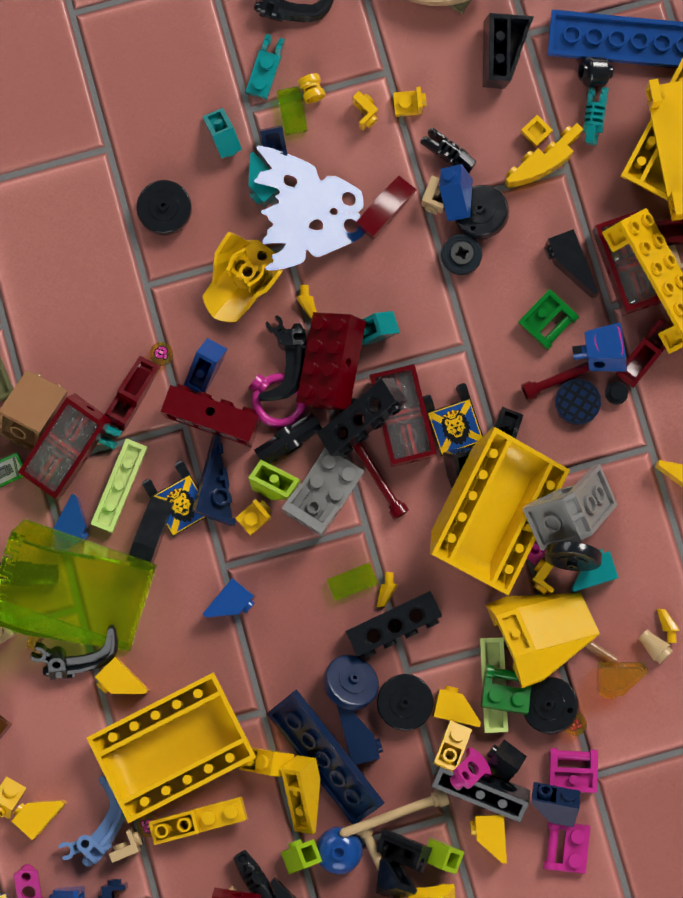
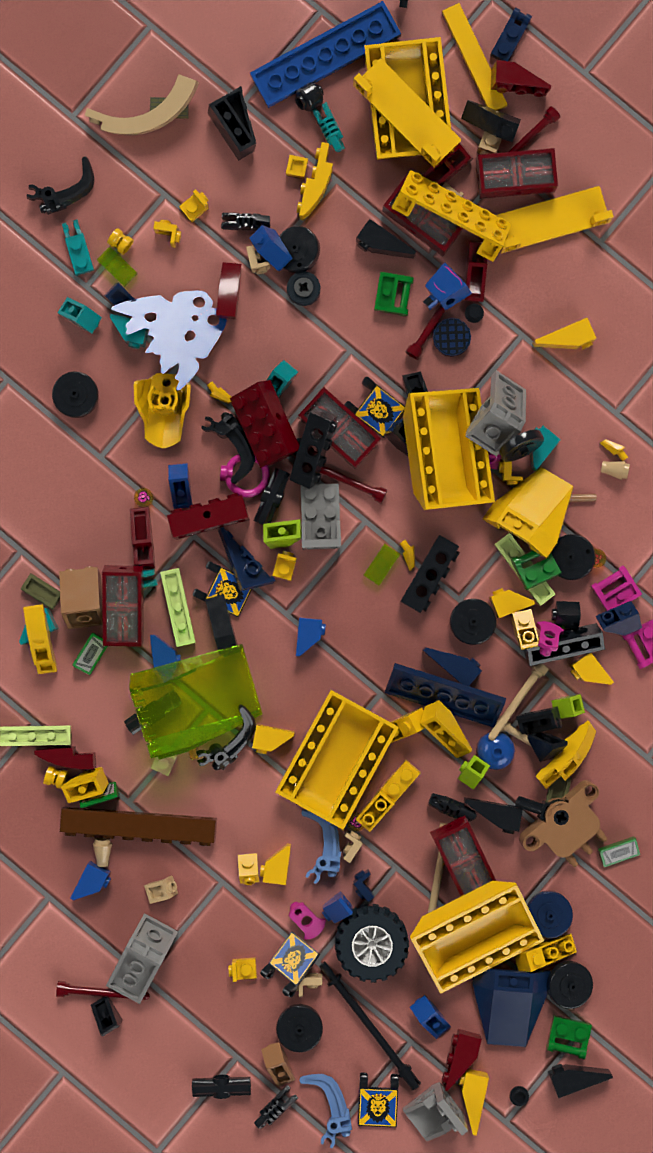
camera: 35 degrees left, 5 degrees up
(350, 682) = (427, 633): dark blue wheel -> none
(618, 677) = (605, 507): clear yellow slope -> none

